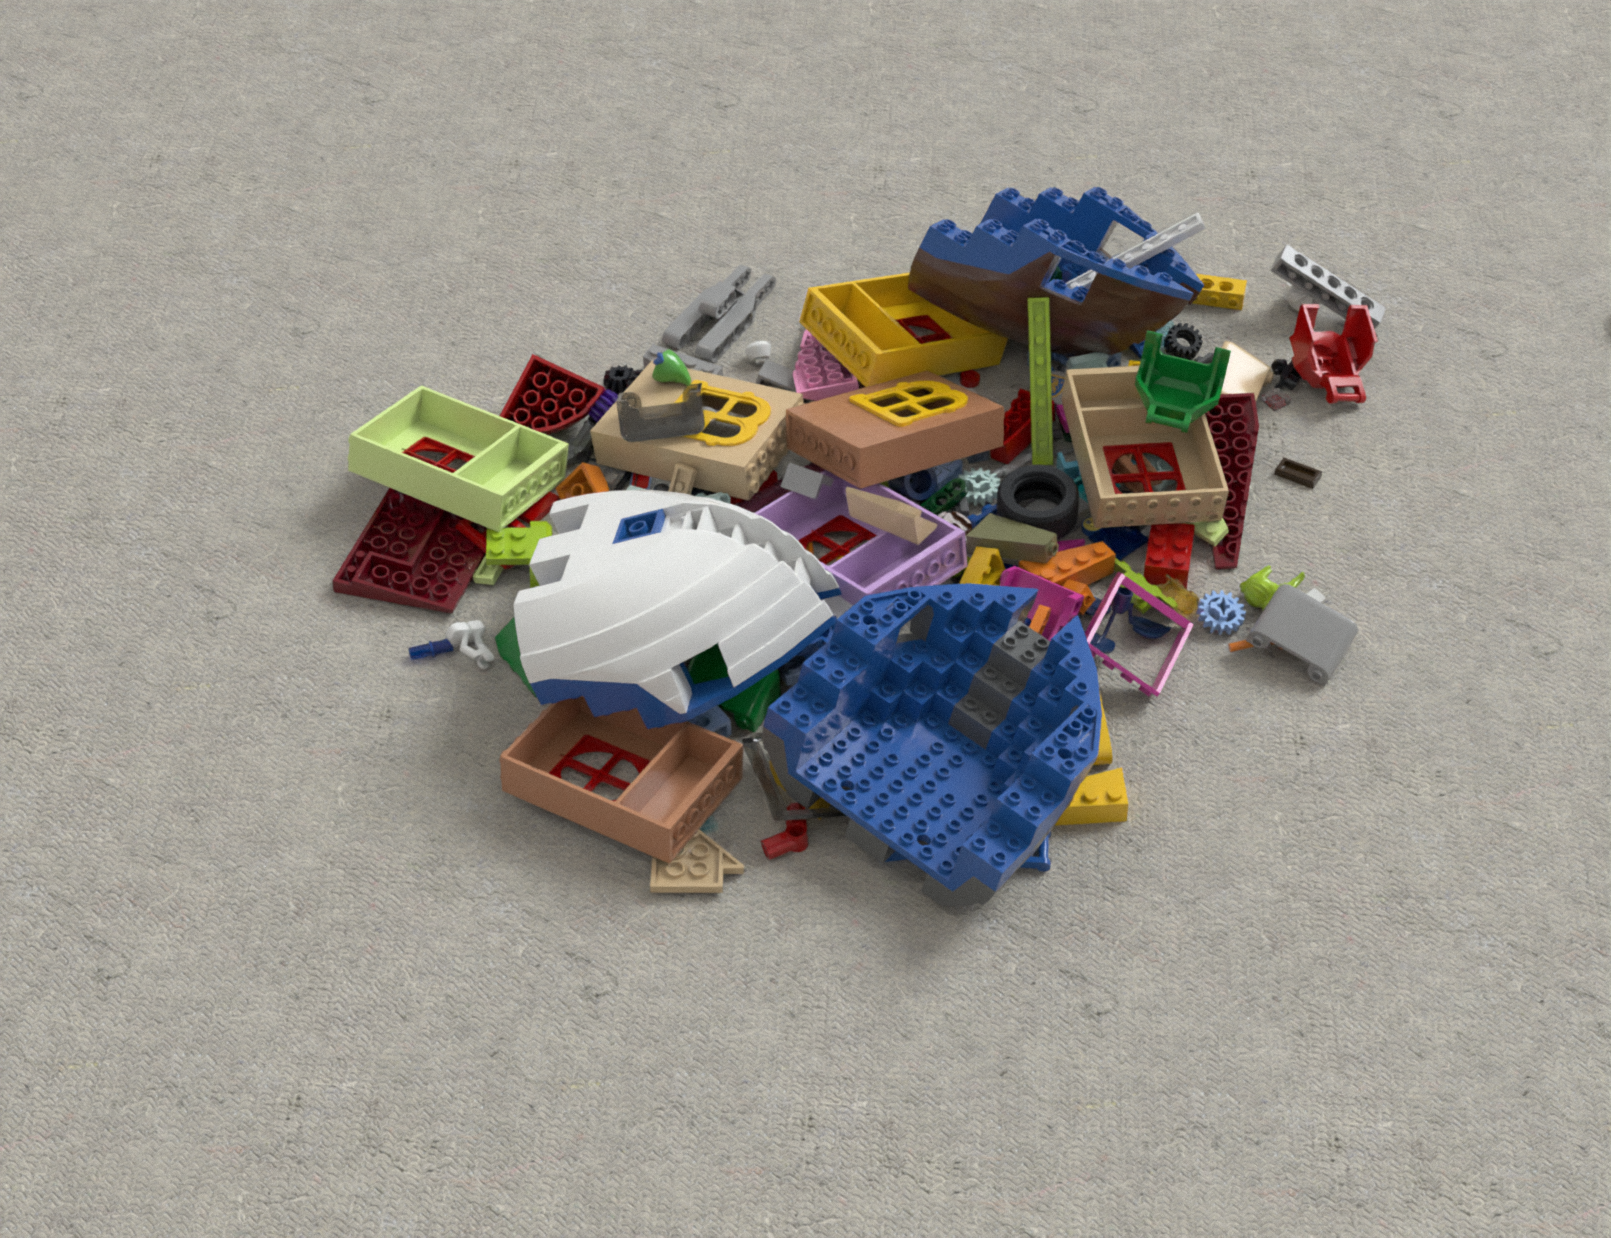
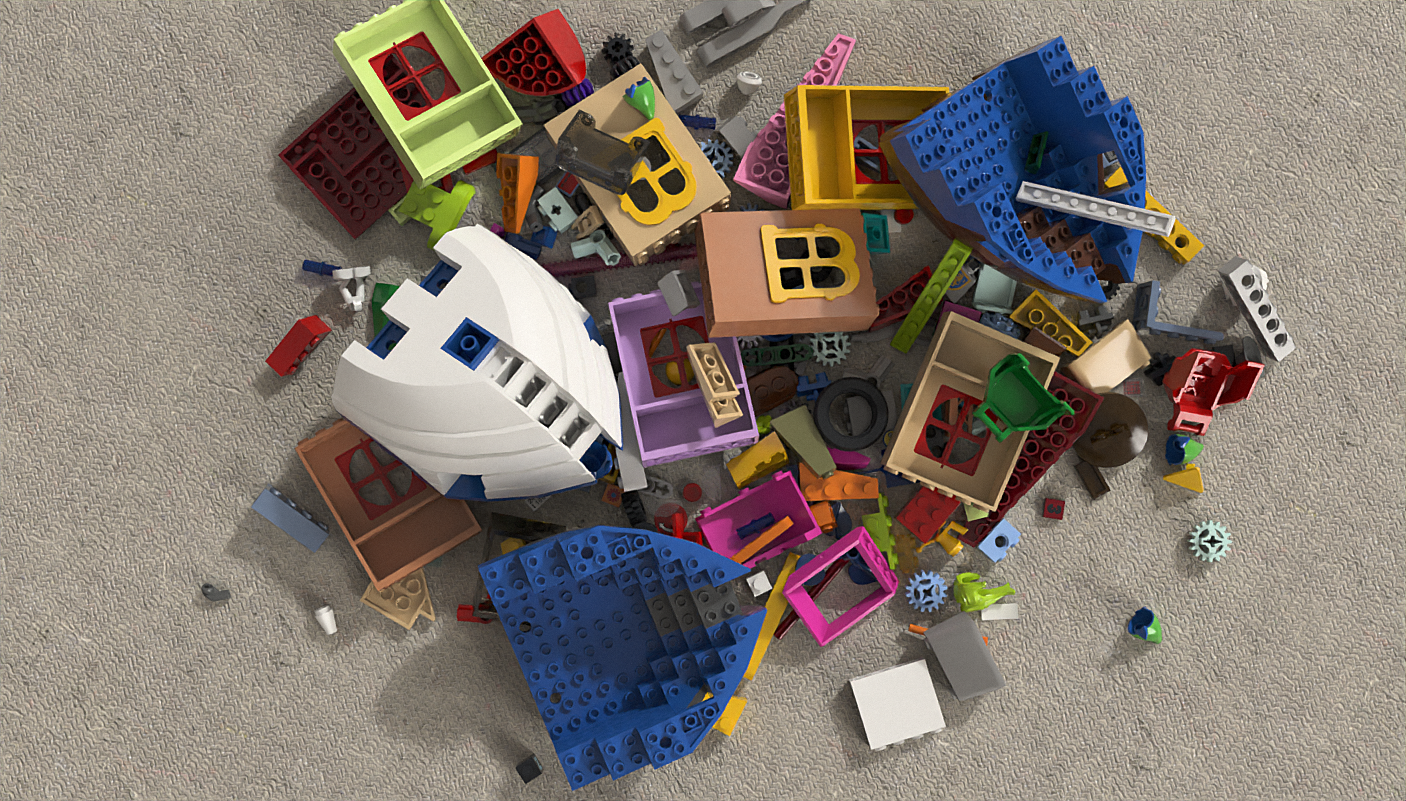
camera: 30 degrees right, 40 degrees up
(444, 710) = (297, 345): none -> red wedge
(480, 966) = (213, 594): none -> dark grey arm
(525, 850) = (291, 518): none -> sand blue wedge
(622, 924) = (326, 619): none -> white cone
(941, 943) = (529, 768): none -> black brick
(1070, 468) = (912, 366): medium azure panel -> none
(1114, 676) = (814, 593): none -> dark red axle
(1213, 571) = (948, 542): none -> yellow piece
(1233, 329) = (1147, 309): none -> sand blue bracket
(1254, 547) = (988, 546): none -> light blue brick
(1272, 707) = (897, 703): none -> white panel
(1283, 507) = (1053, 509): none -> dark red tile
(1286, 425) = (1114, 433): none -> dark brown bracket
(1354, 413) = (1181, 449): none -> blue hat
(1380, 430) = (1187, 478): none -> yellow piece
(1441, 463) = (1209, 532): none -> light aqua gear
(1446, 542) = (1145, 626): none -> blue hat

